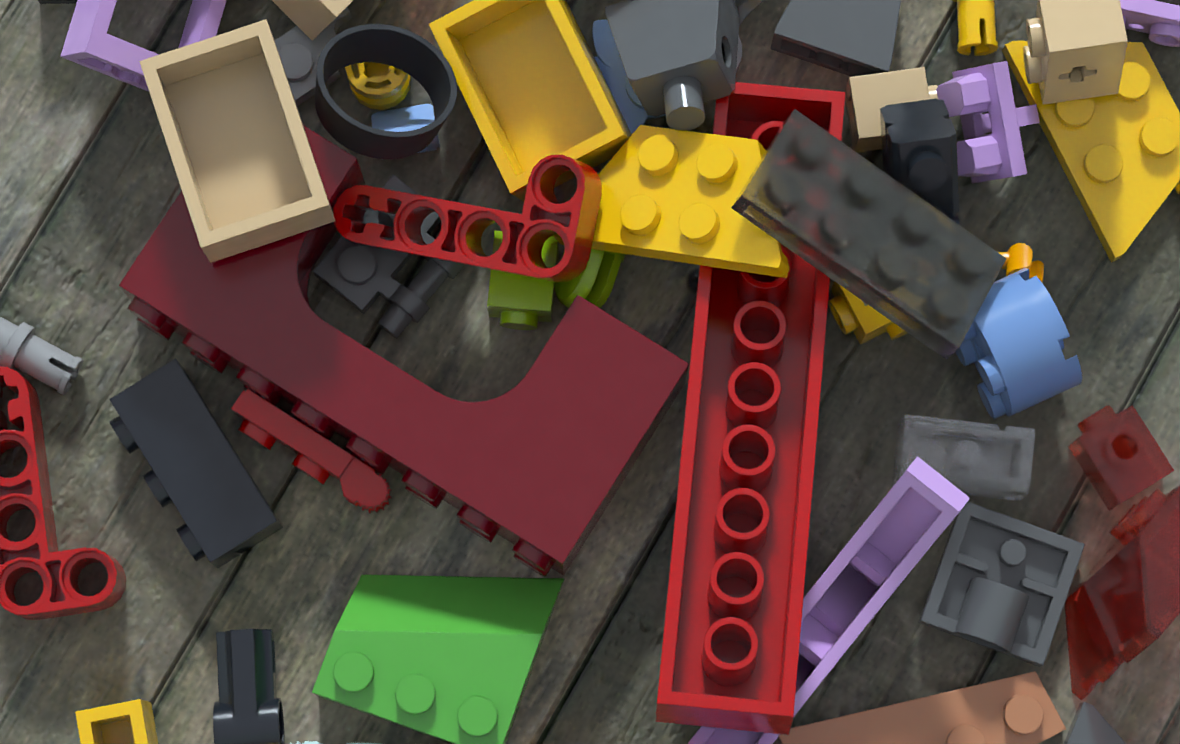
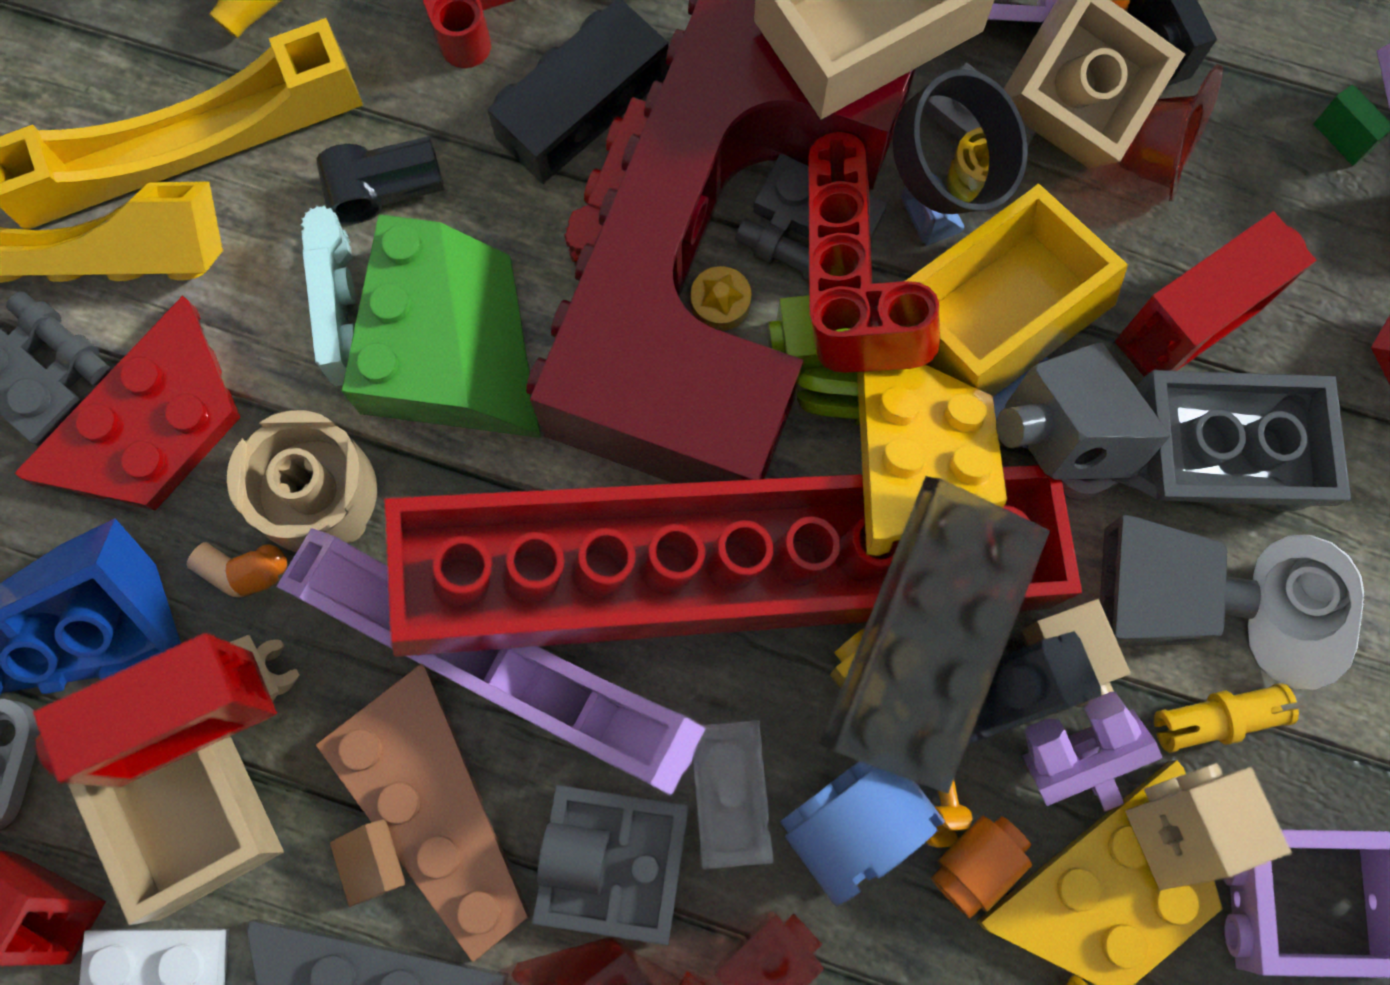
camera: 80 degrees right, 5 degrees down
(457, 366) = (721, 298): none -> yellow tile
(1066, 244) = (982, 865): none -> orange brick

